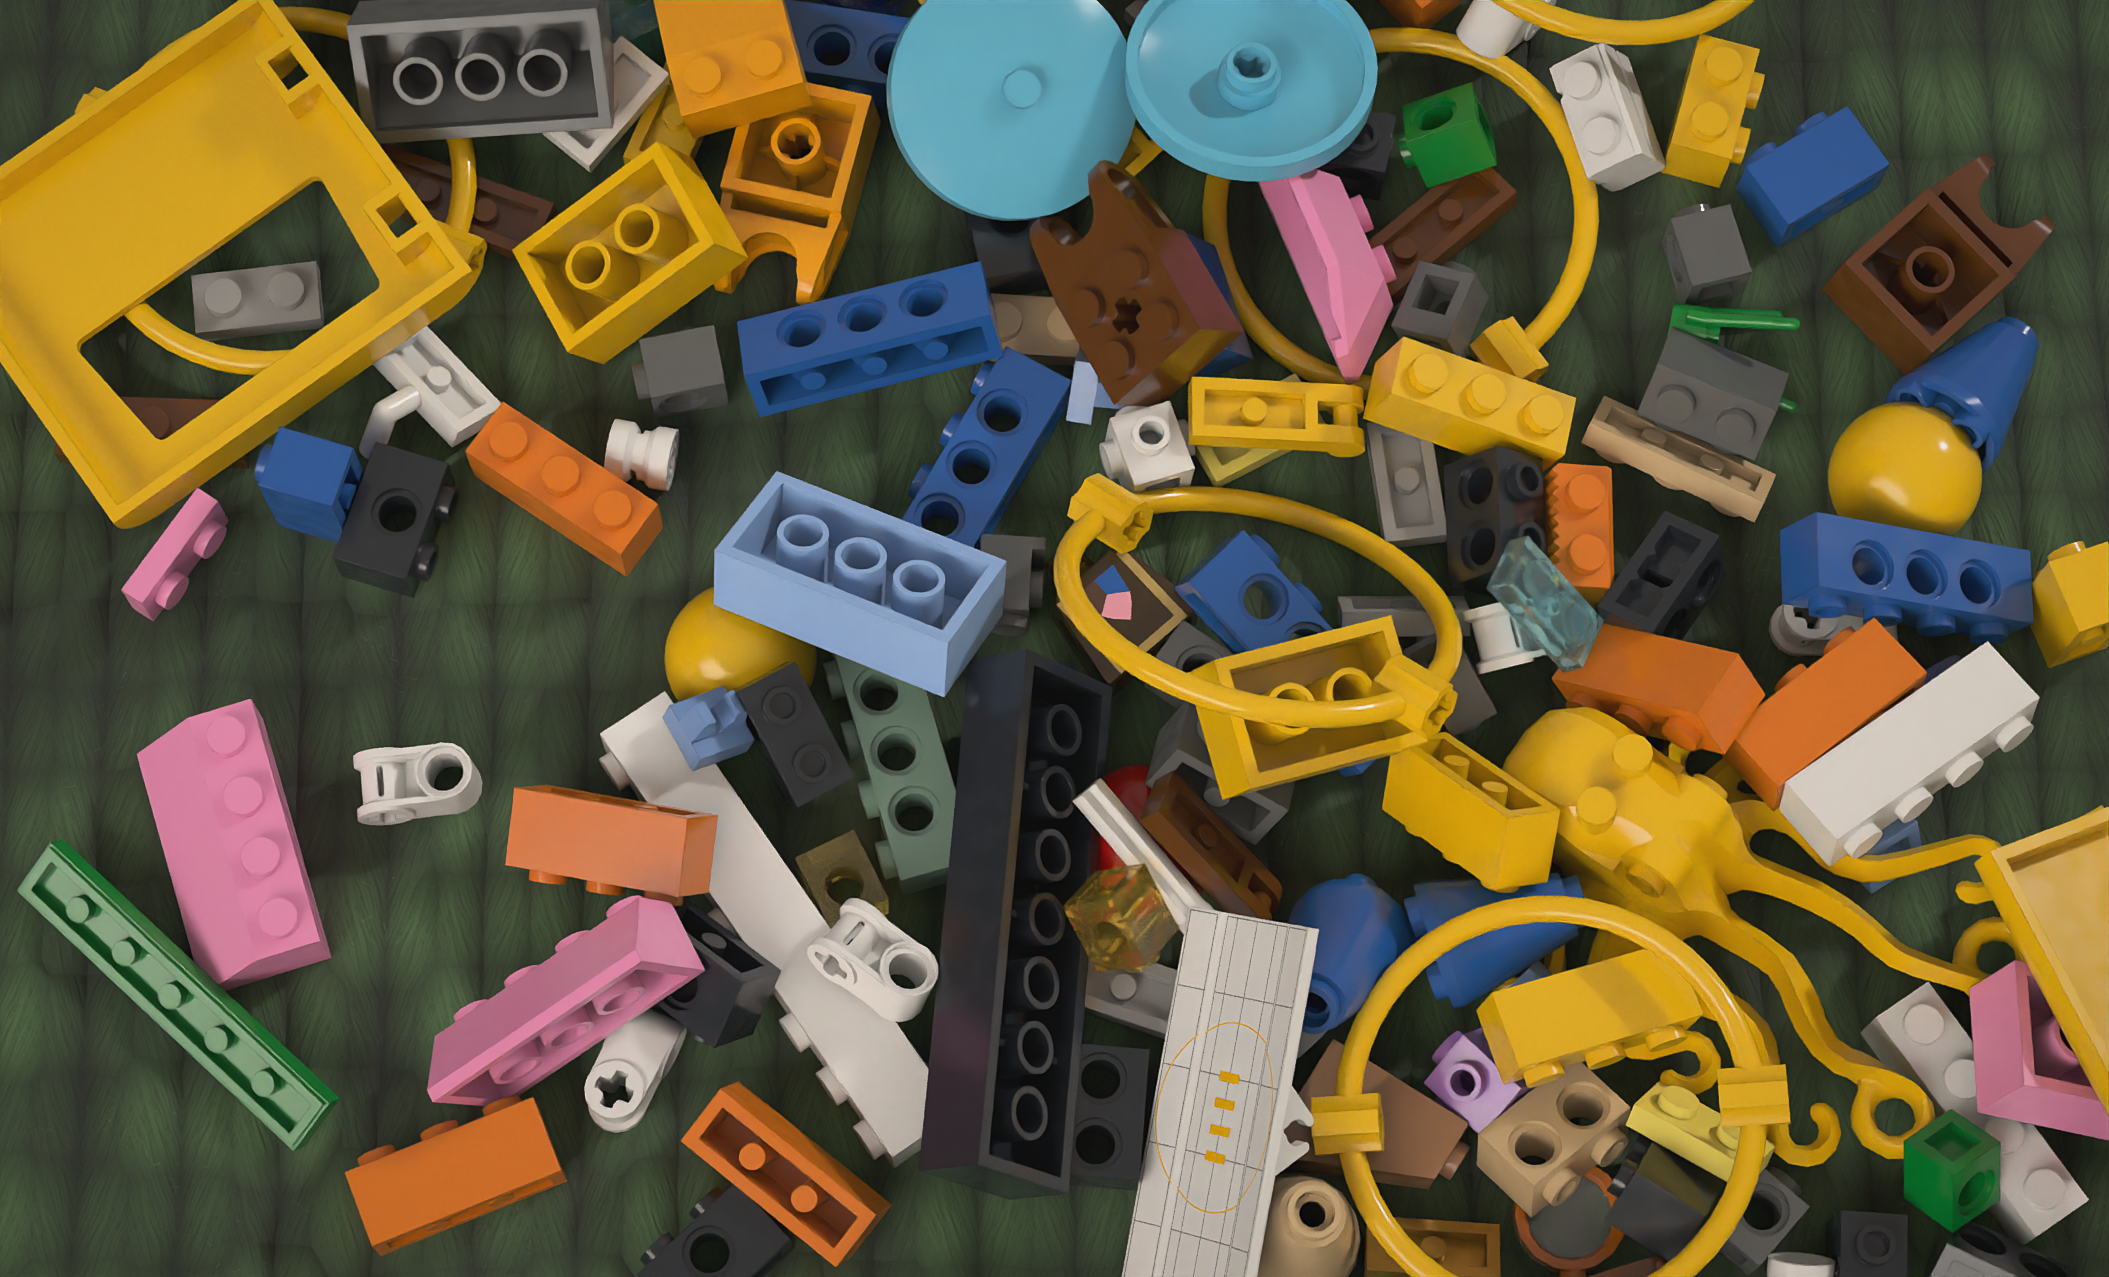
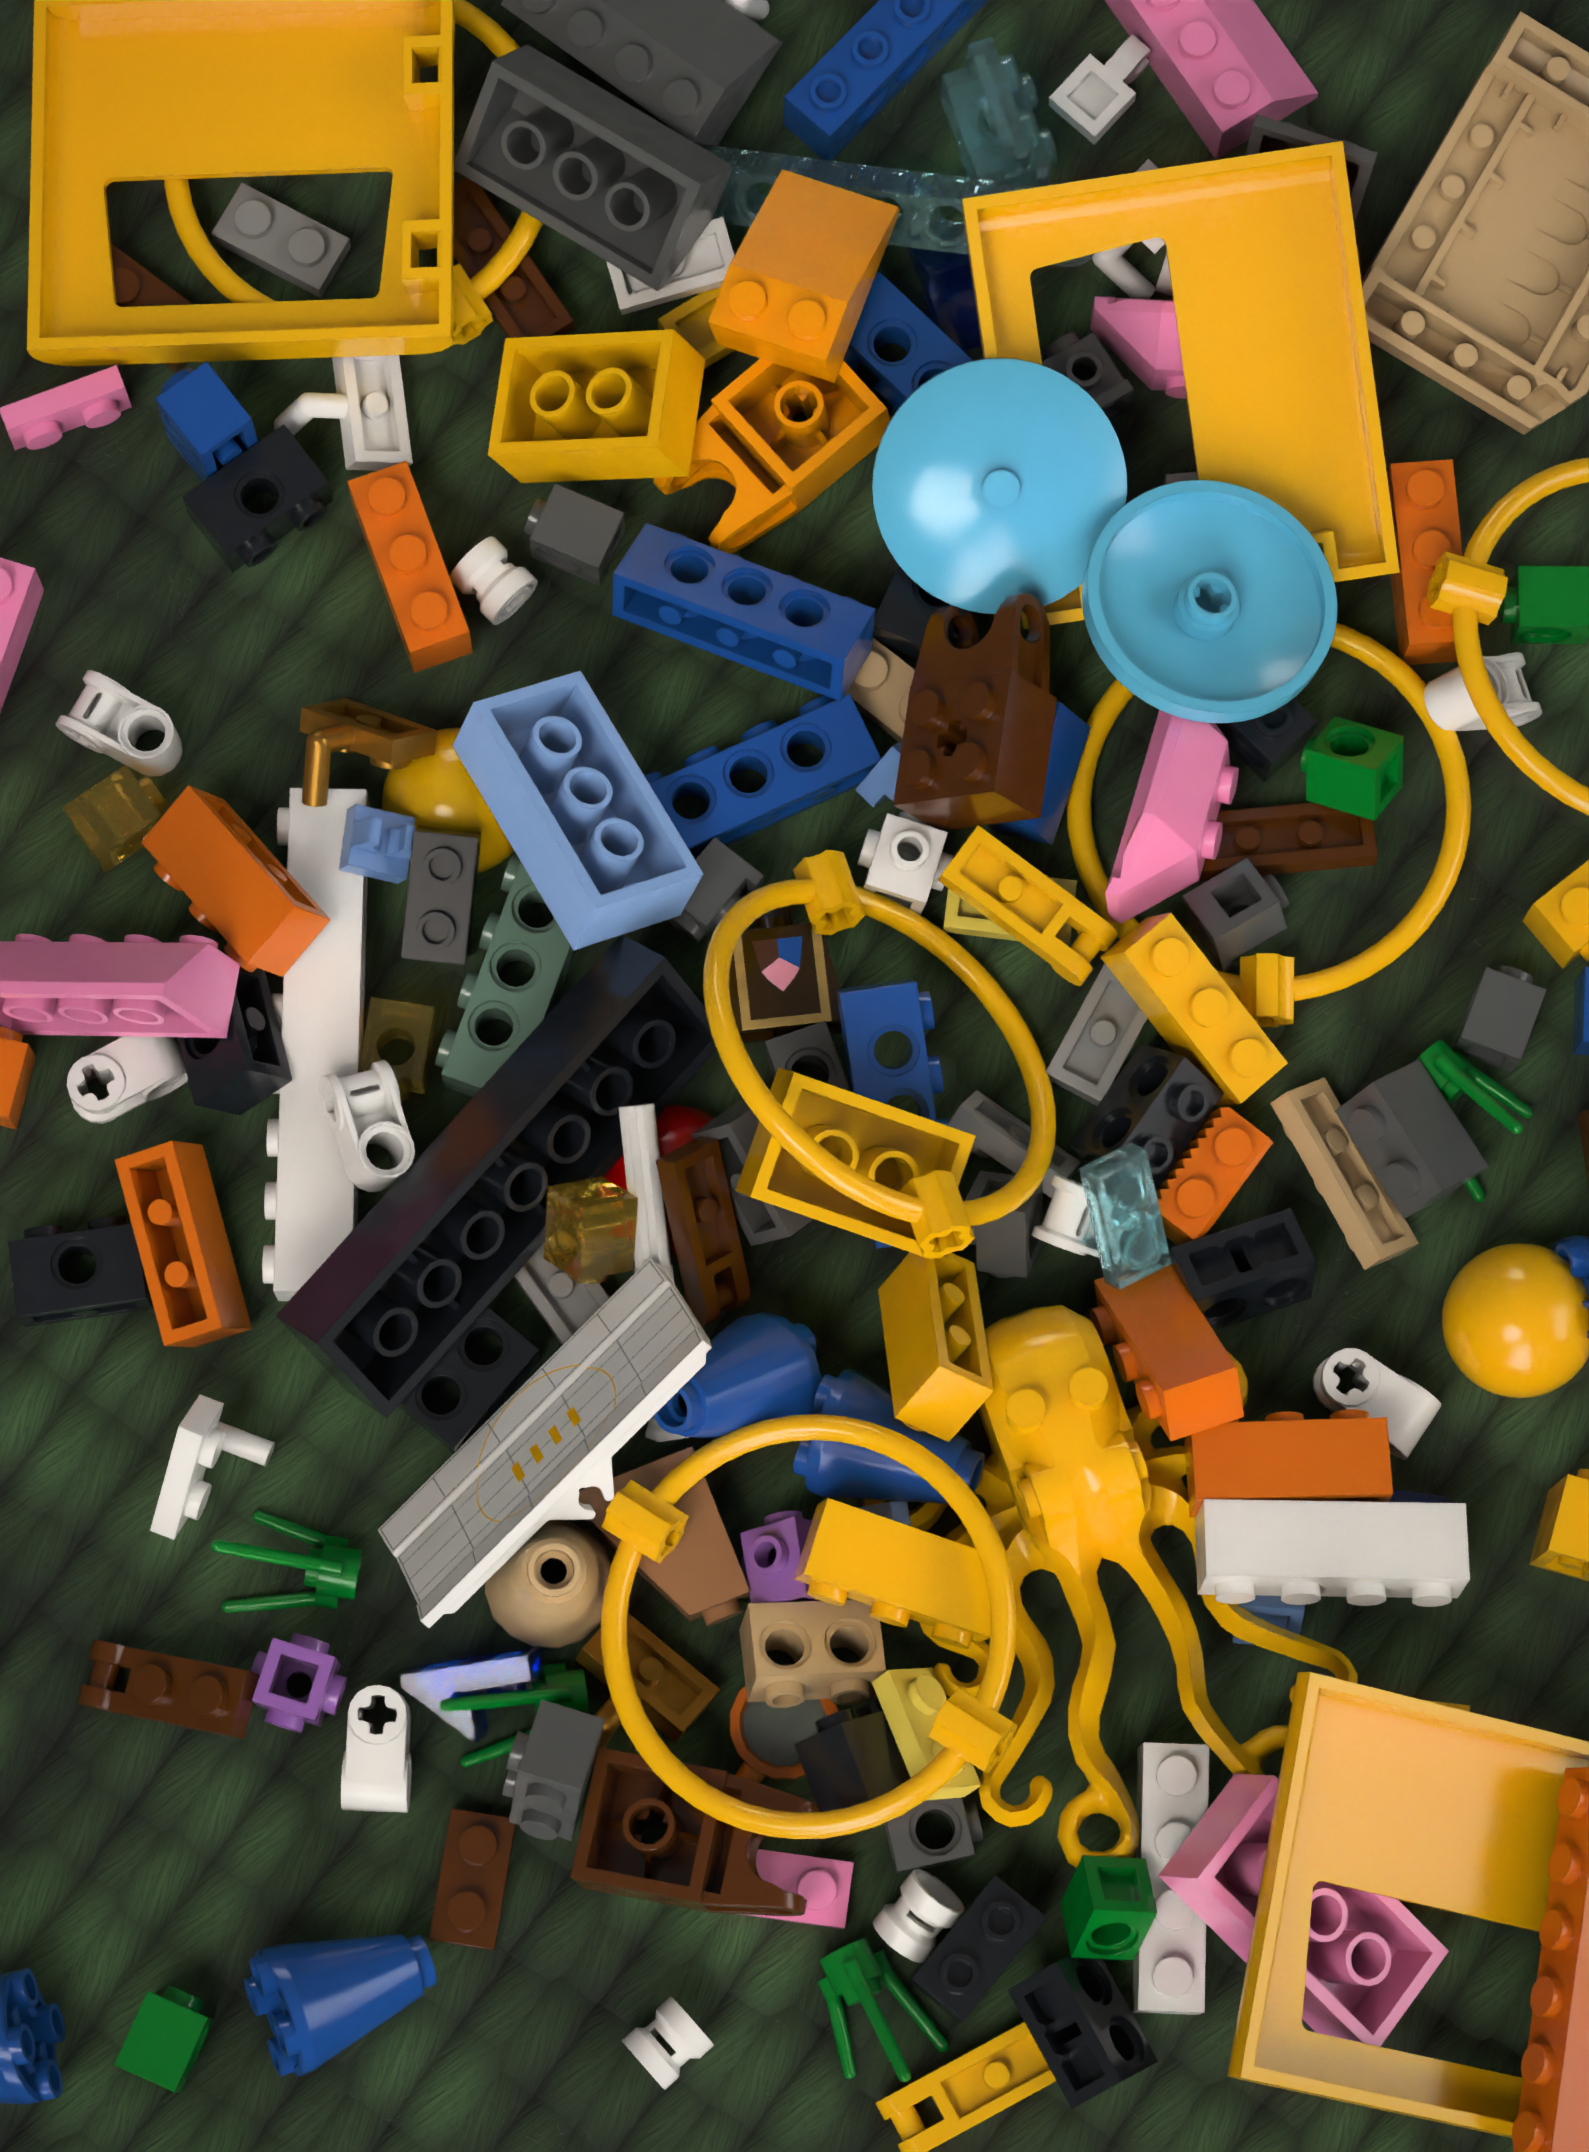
camera: 35 degrees right, 5 degrees up
(466, 860) = (116, 816): none -> clear yellow brick
(616, 649) = (358, 728): none -> pearl gold plate
(1607, 117) = (1502, 845): white brick -> none
(1906, 578) = (1526, 1454): blue brick -> none

